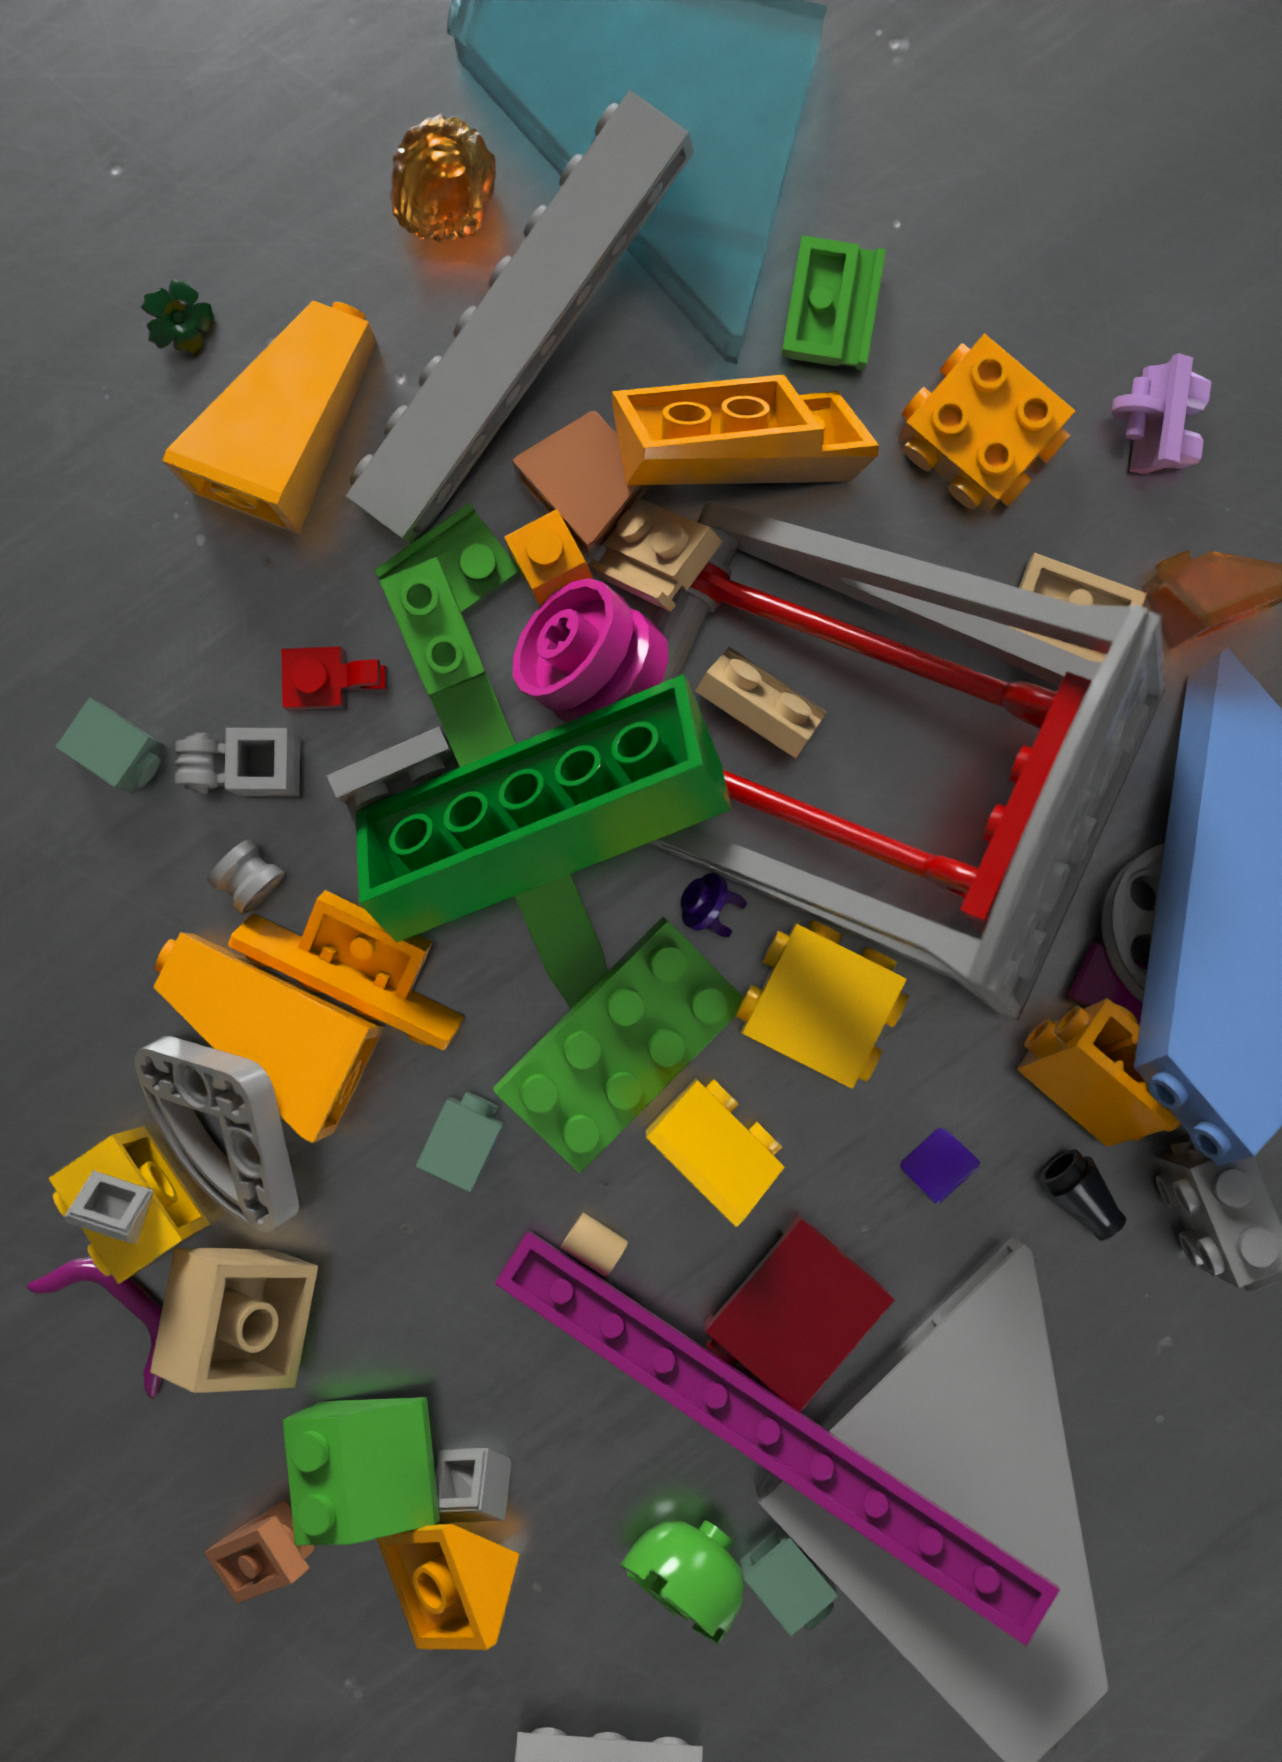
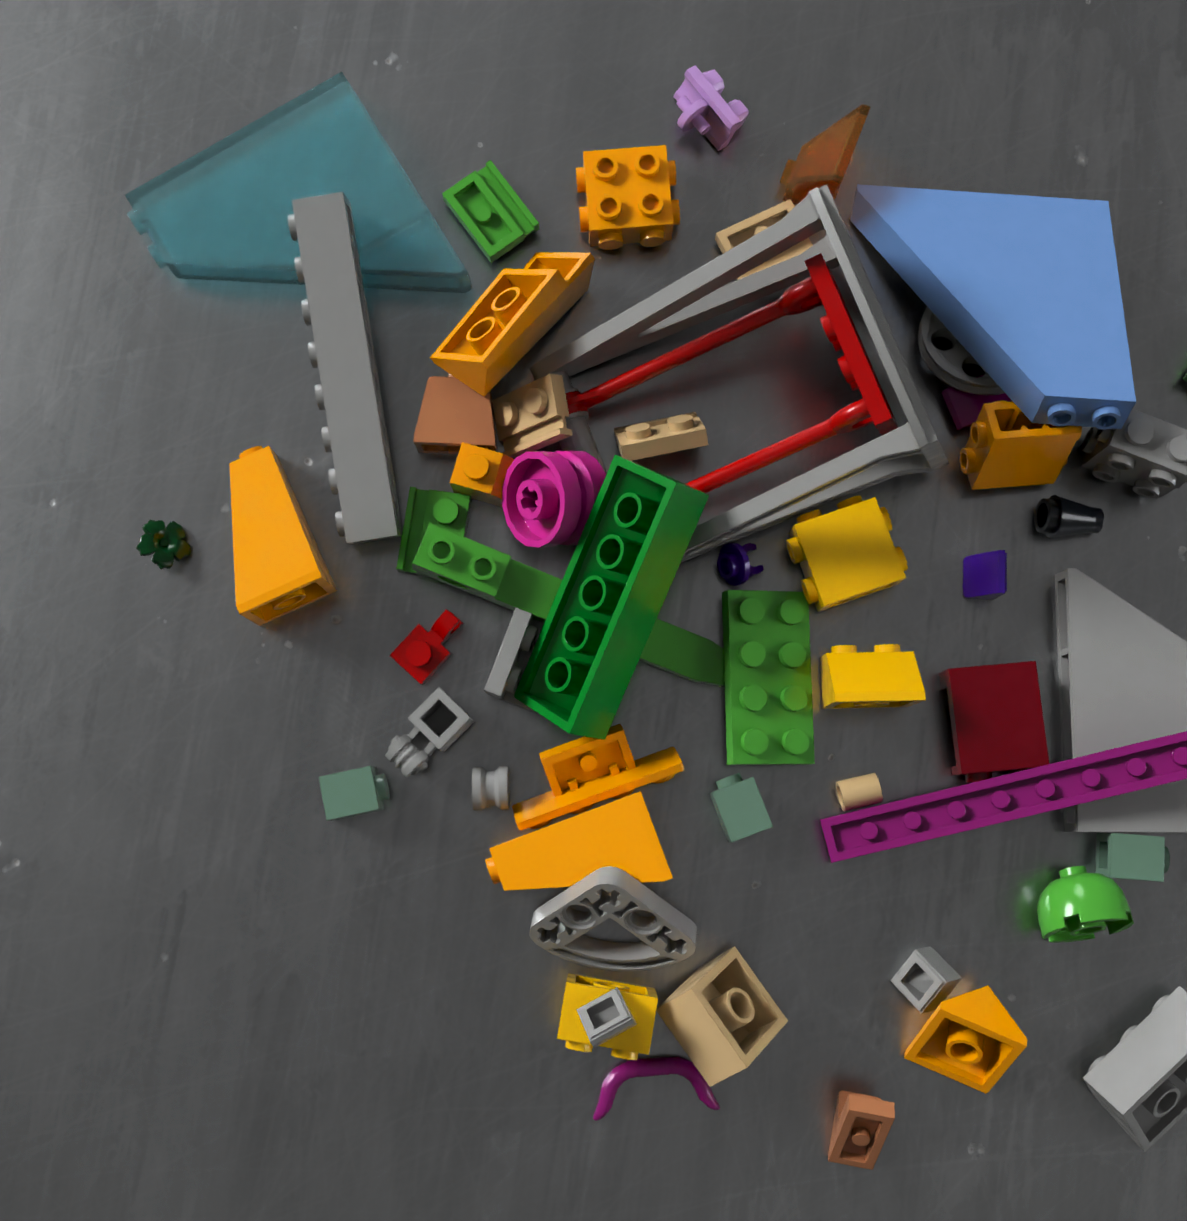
camera: 45 degrees left, 5 degrees down
(360, 1470) = (865, 1027): bright green slope -> none
(442, 179) = (233, 340): clear orange hair -> none

